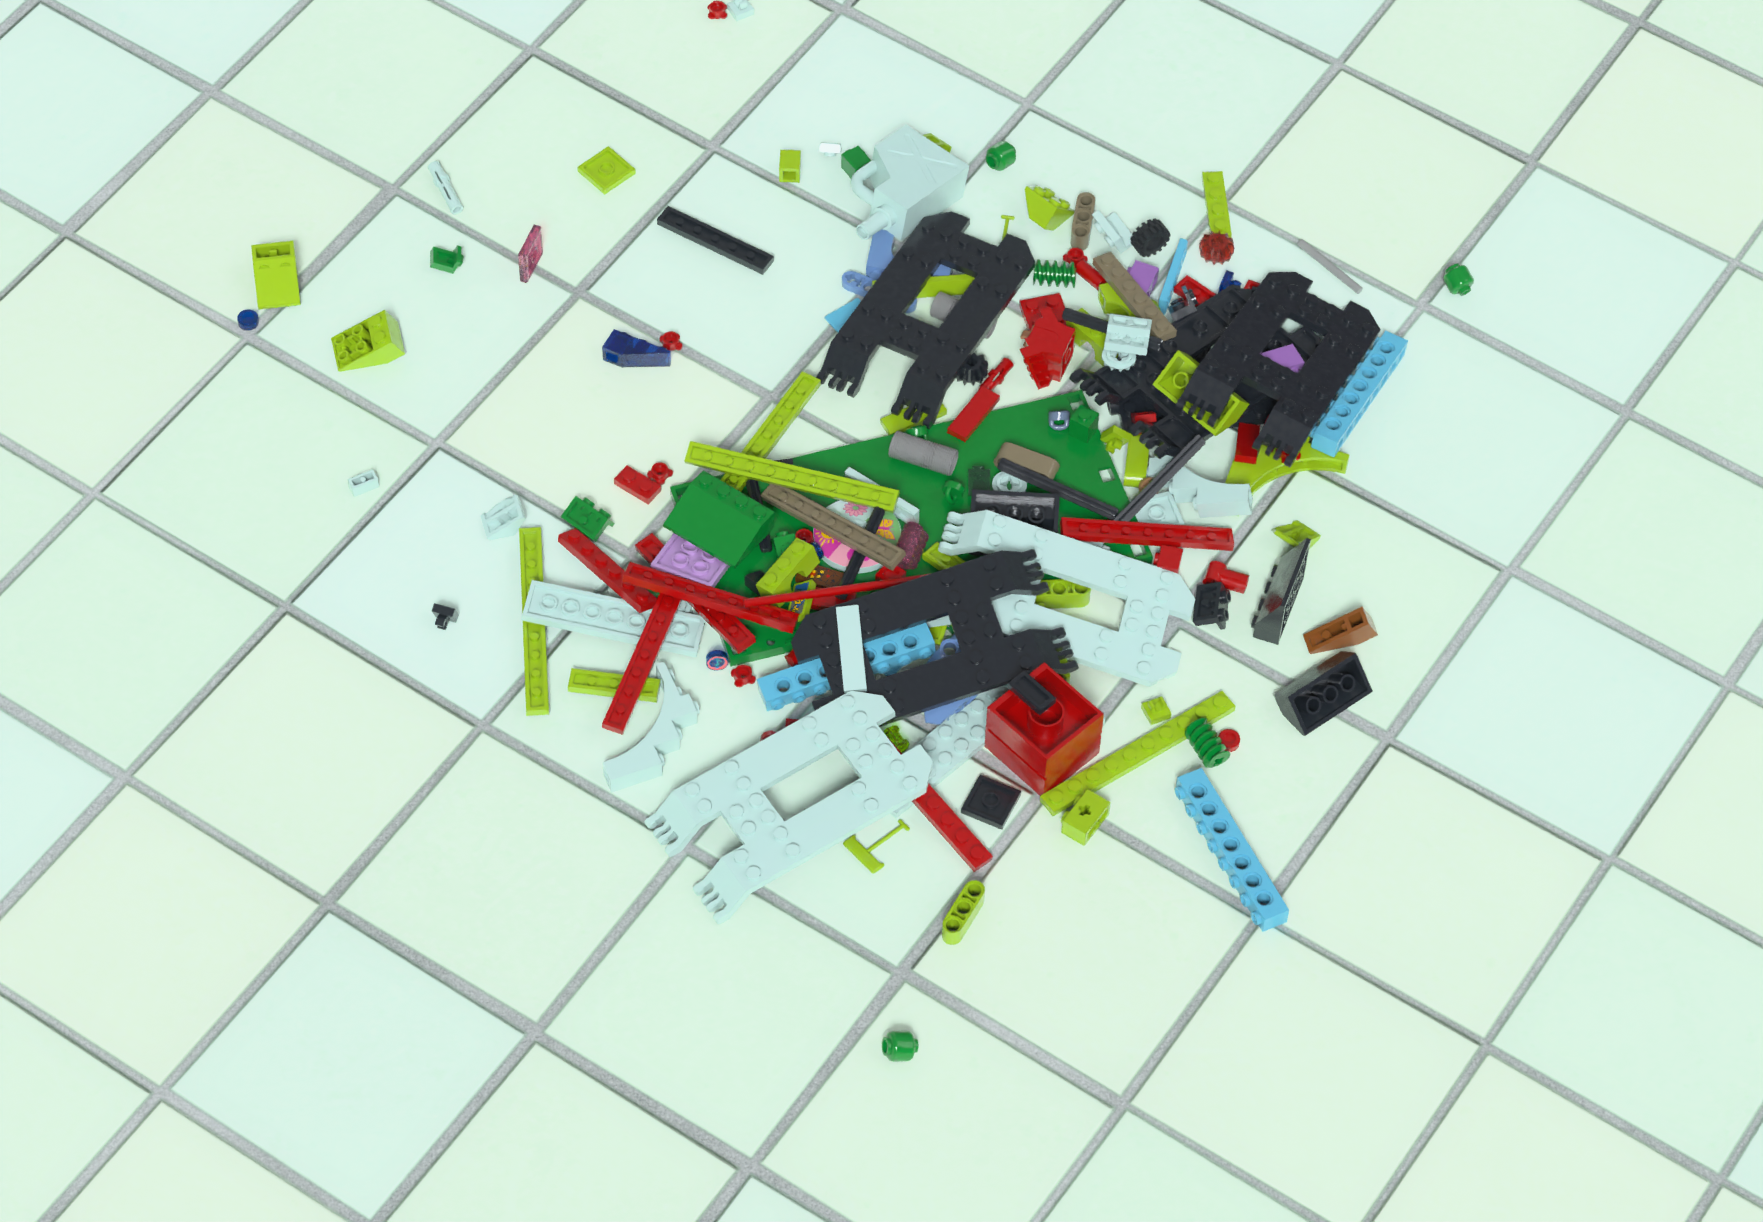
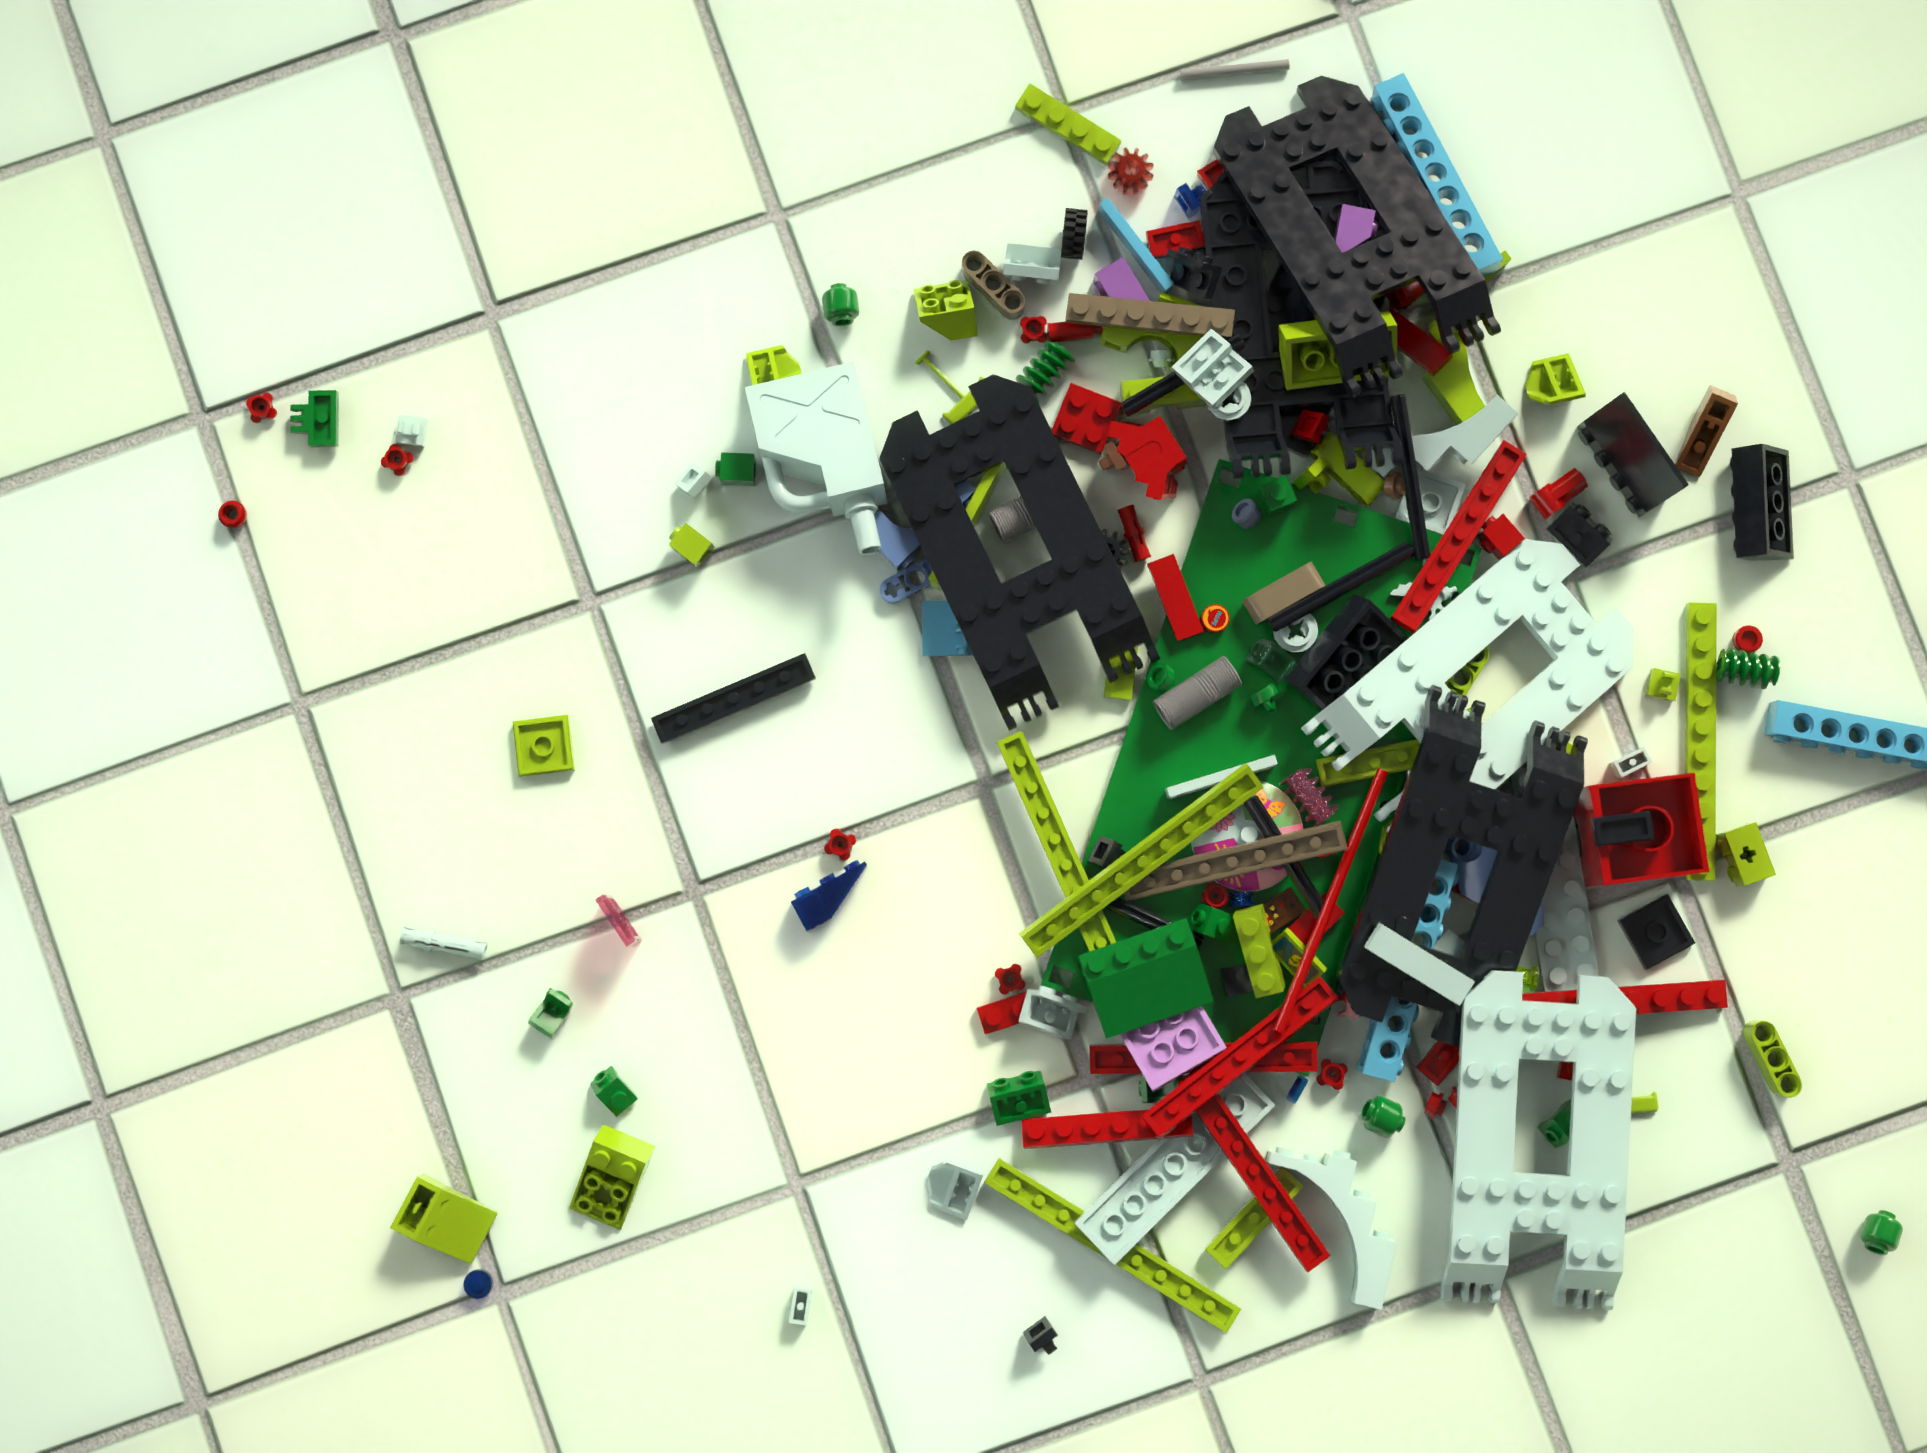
camera: 55 degrees left, 30 degrees up
(421, 316) = (613, 1091): none -> green bracket
(656, 498) = (1050, 1012): none -> light aqua bracket
(738, 714) = (1383, 1116): none -> green head
(979, 441) = (1215, 618): none -> red tile

